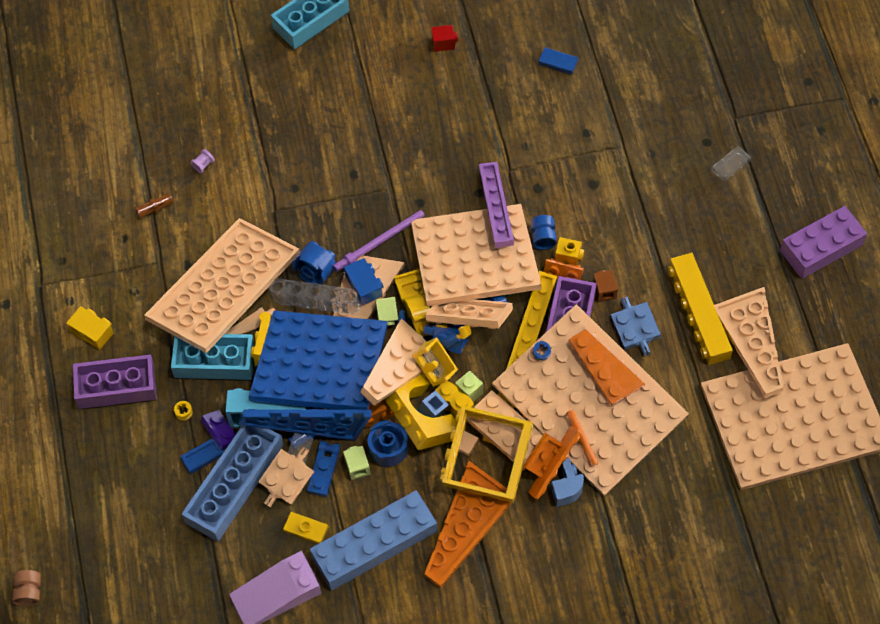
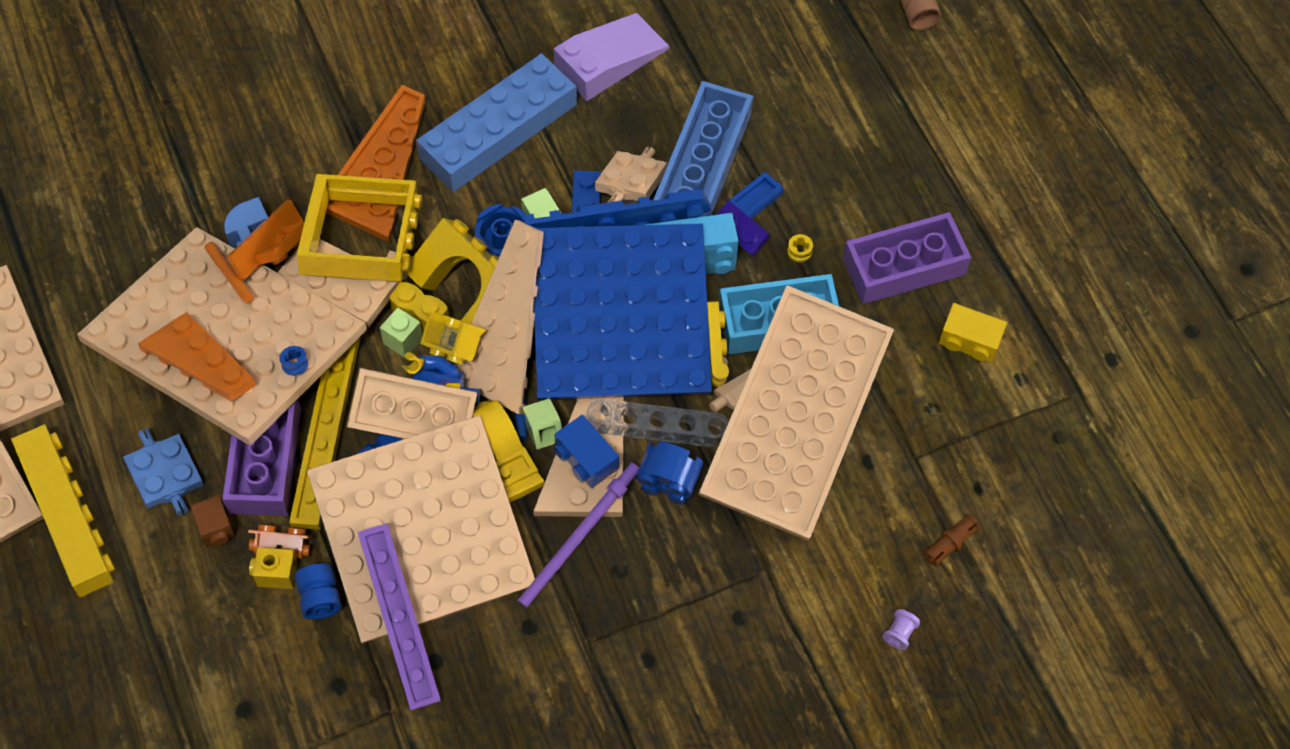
camera: 165 degrees right, 0 degrees up
(305, 528) = (591, 131): yellow plate -> none
(433, 405) = (450, 290): medium blue brick -> none

